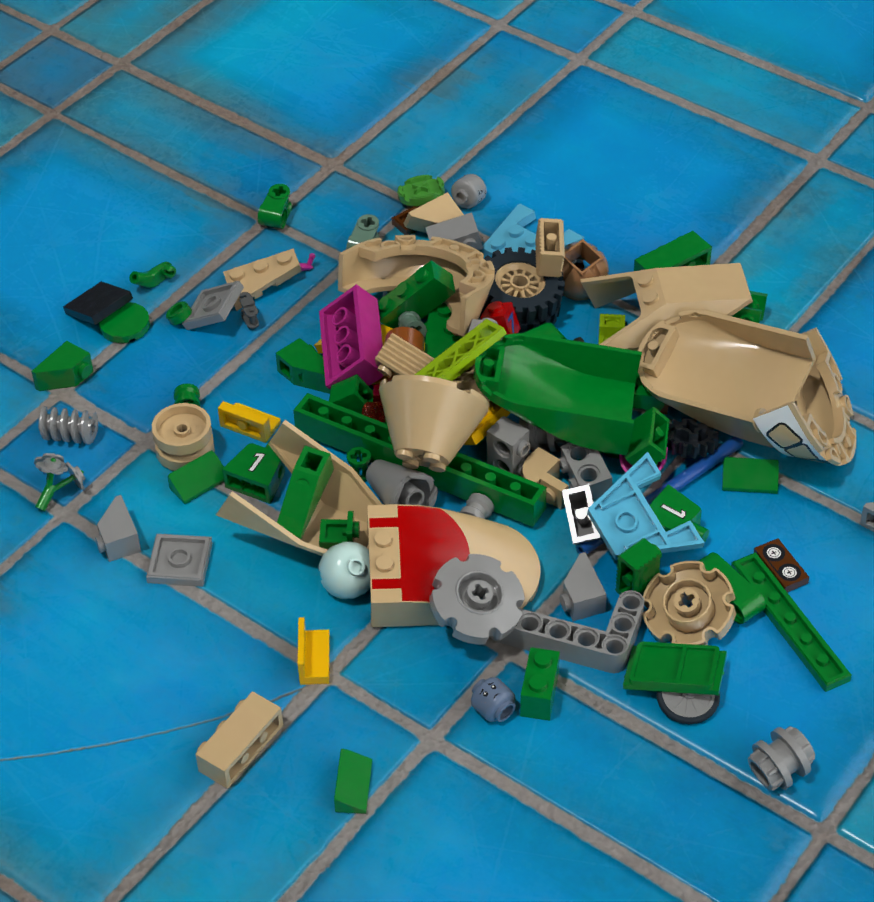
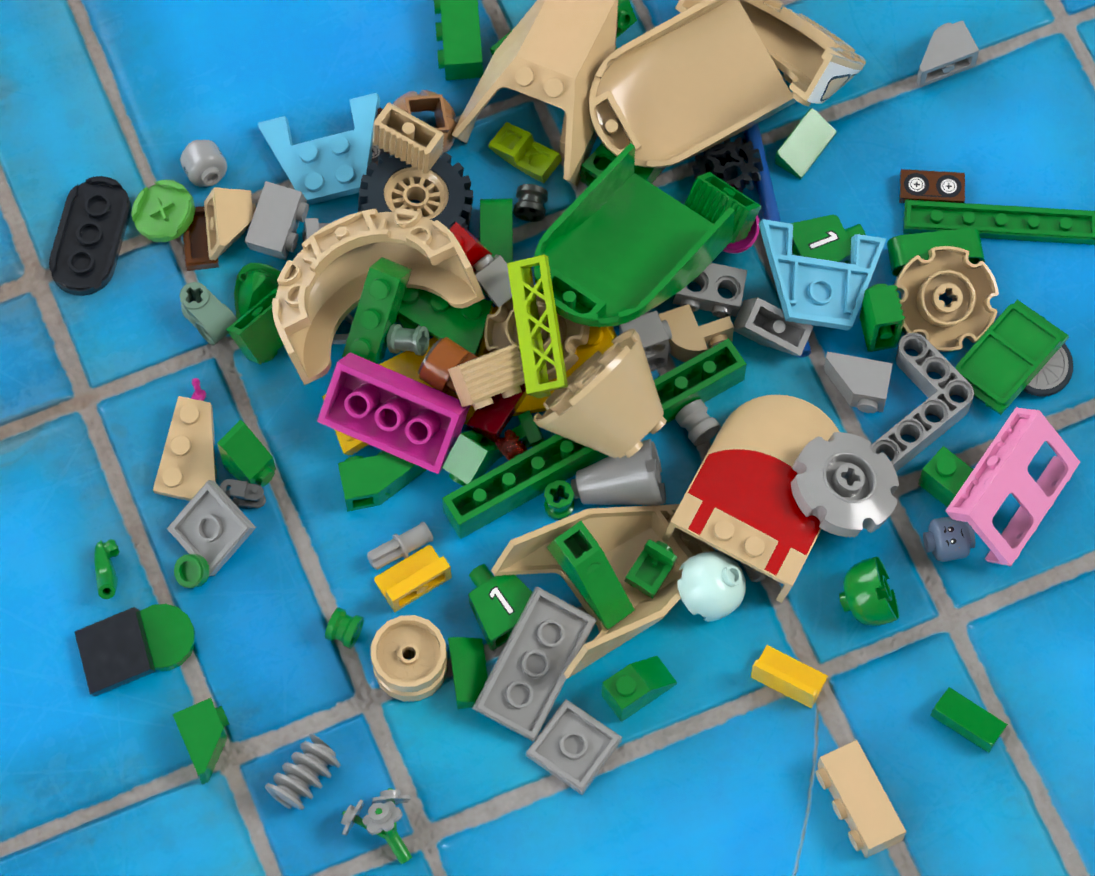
camera: 60 degrees left, 20 degrees up
(117, 532) = (500, 790): light grey slope -> none
(196, 502) = (533, 664): none -> light grey tile
(245, 568) = (636, 686): none -> green slope
(267, 402) = (400, 546): none -> light grey axle
(273, 294) = (246, 456): none -> green slope
(275, 207) = (86, 382): green piece -> none
(379, 171) = (90, 236): none -> black tile
(412, 668) = (869, 593): none -> green cylinder
(560, 692) = (1005, 471): none -> bright pink window

